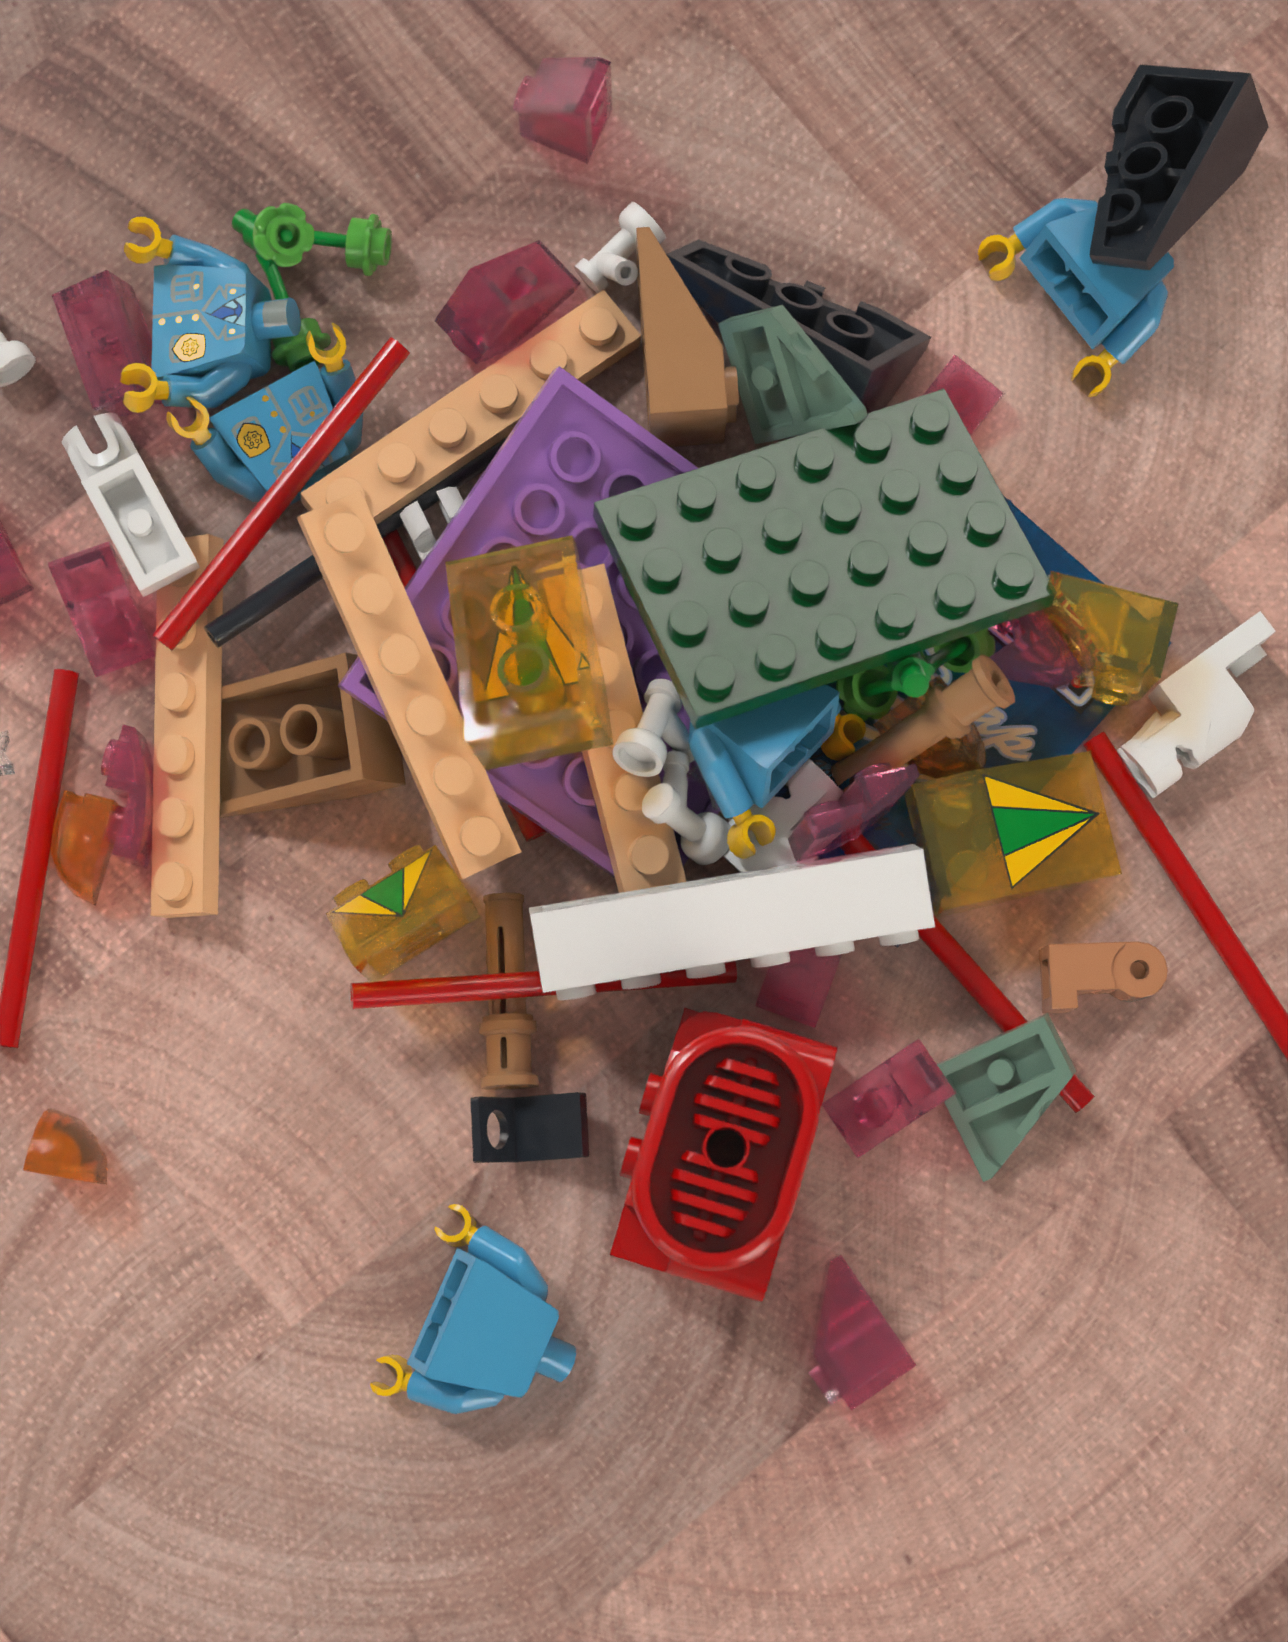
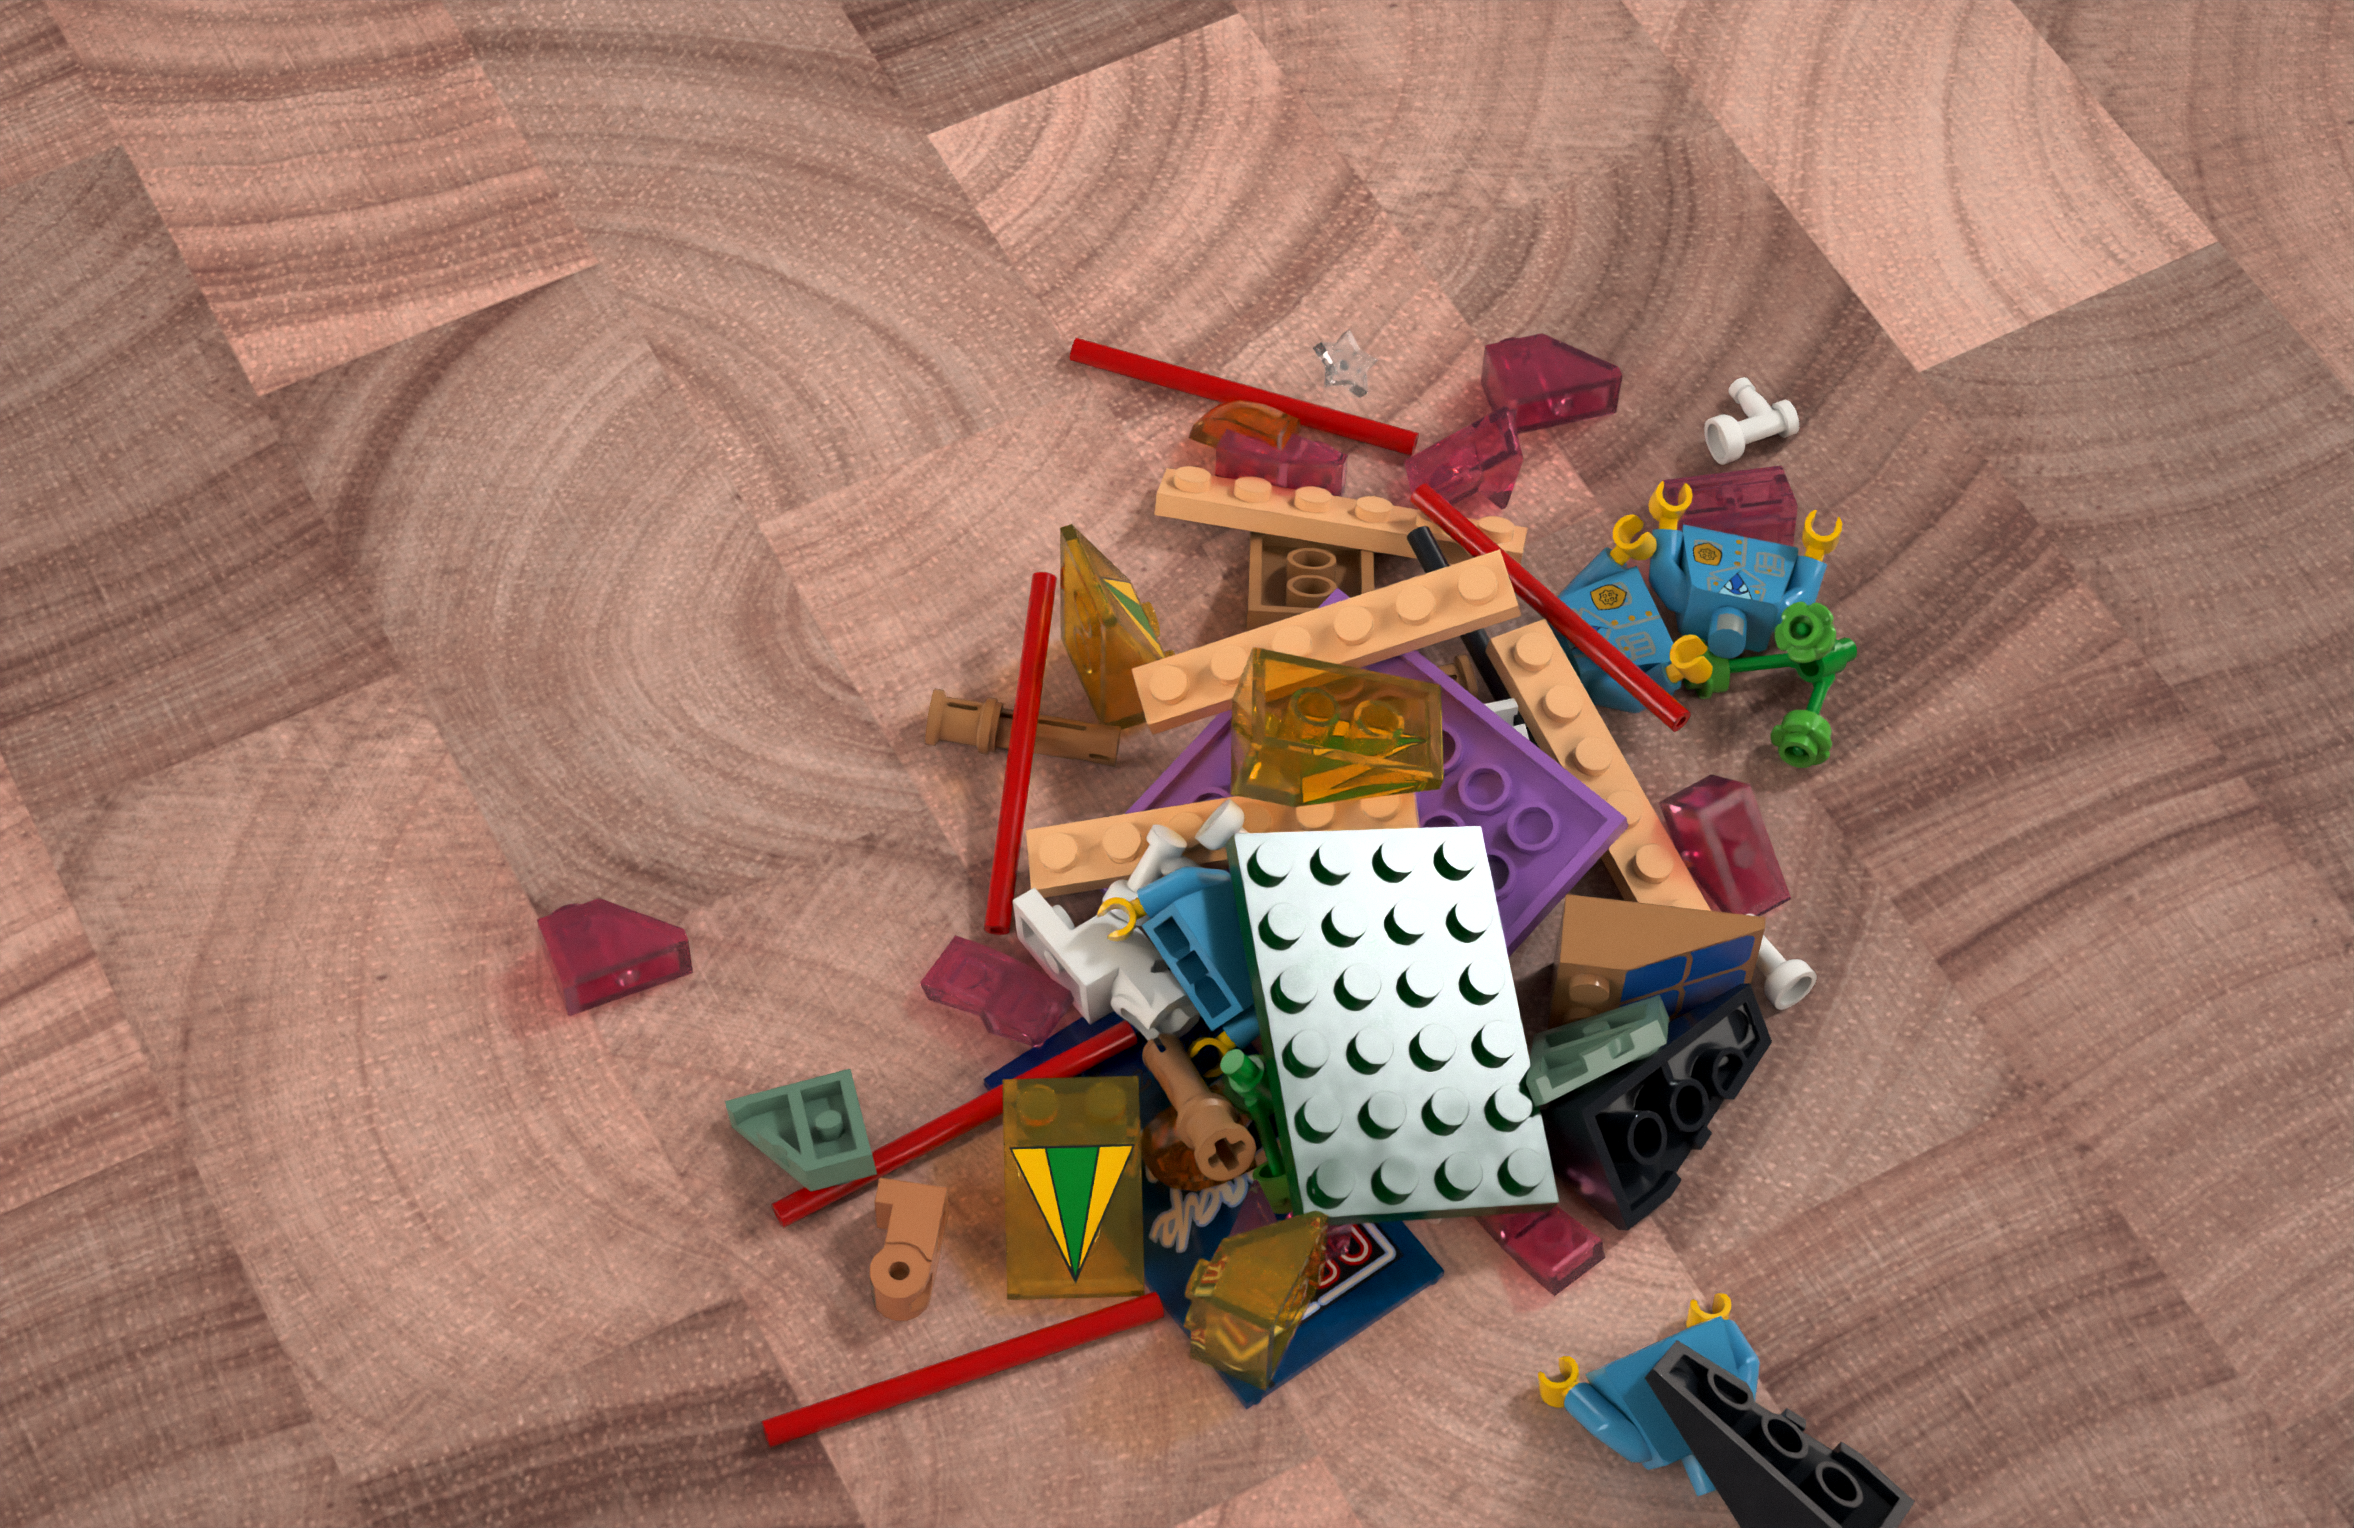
camera: 100 degrees right, 25 degrees down
(65, 1149) = (964, 363): clear orange brick -> none
(131, 507) = (1561, 495): white plate -> none
(483, 1328) = (713, 650): dark azure torso -> none
(531, 1128) = (885, 731): black bracket -> none
(566, 104) = (1922, 930): clear pink slope -> none
(710, 1219) = (815, 850): red brick -> none
(732, 919) = (1037, 890): white brick -> none
(859, 808) = (1126, 1033): clear pink slope -> none
(888, 1098) = (833, 1027): clear pink slope -> none
(1198, 708) = (1167, 1399): white plate -> none

